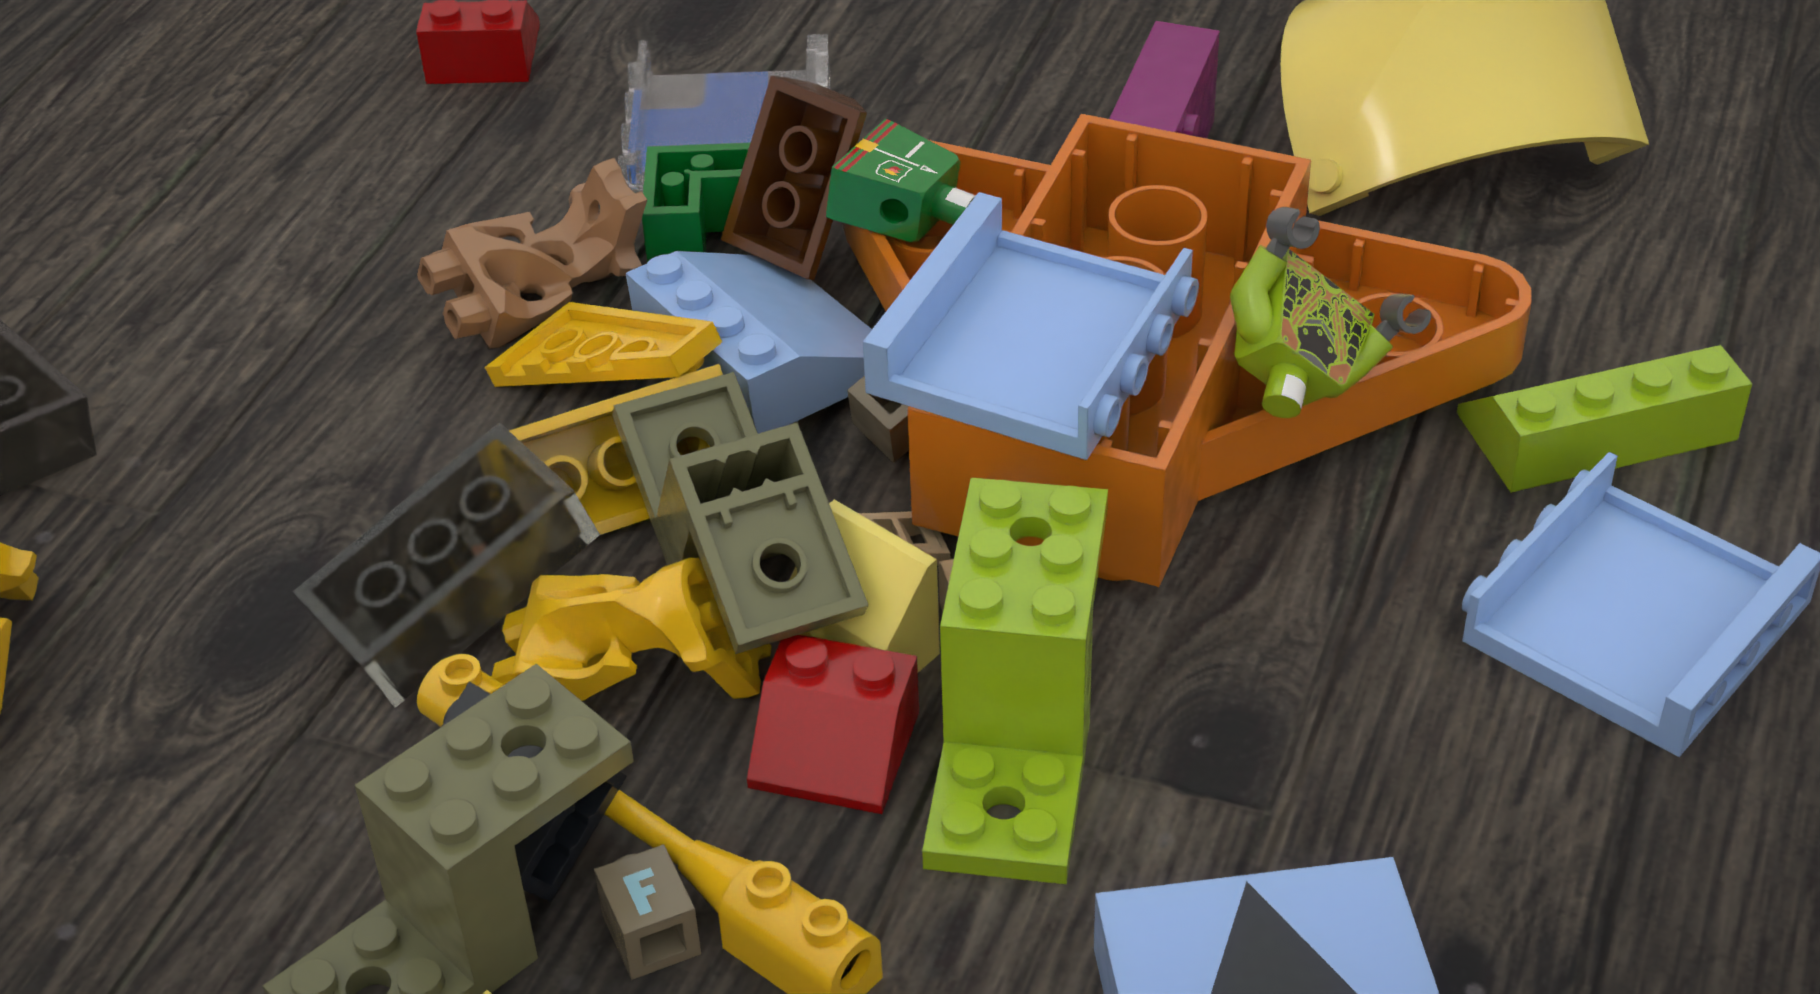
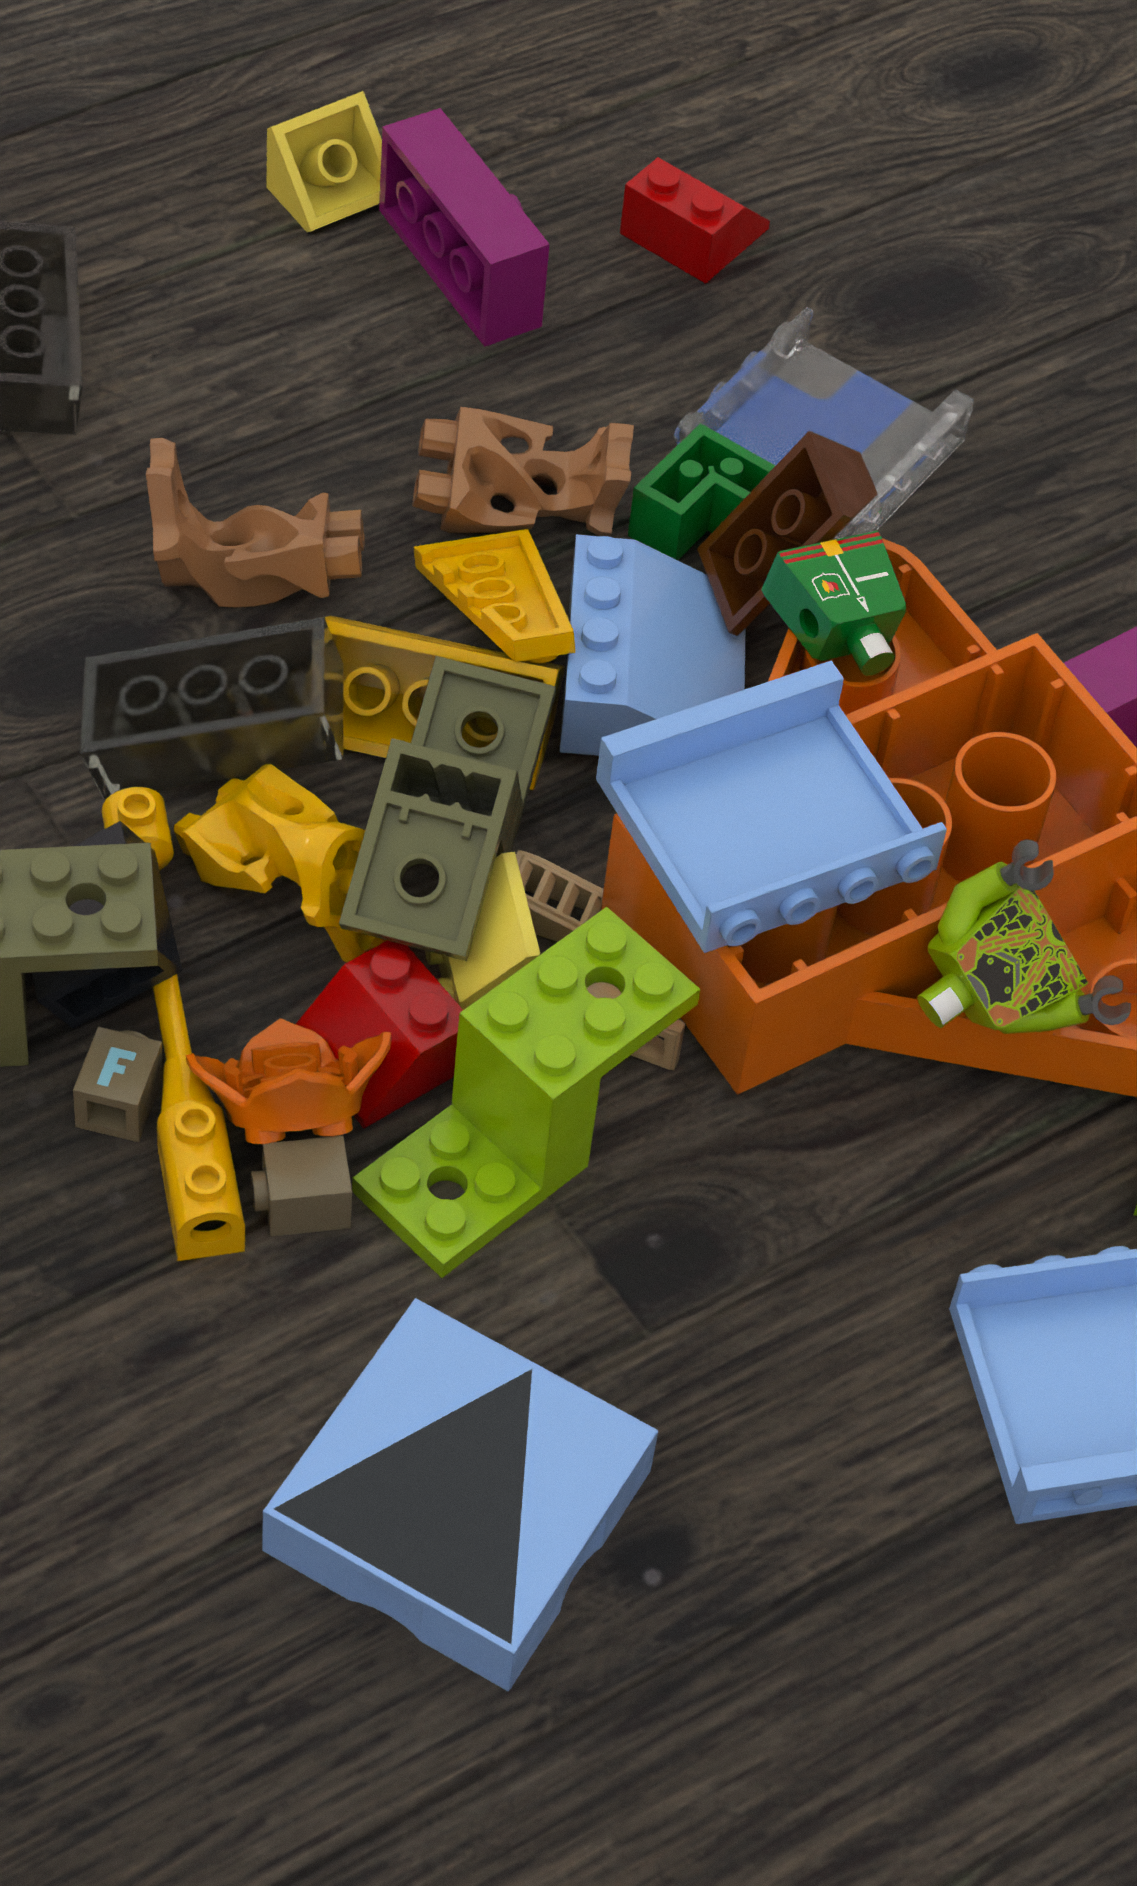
camera: 30 degrees right, 10 degrees up
(142, 146) = (326, 162): none -> light yellow slope
(308, 124) = (463, 227): none -> magenta brick
(355, 441) = (253, 553): none -> medium nougat hips
(809, 812) = (292, 1082): none -> orange brick
(894, 881) = (304, 1186): none -> dark tan brick

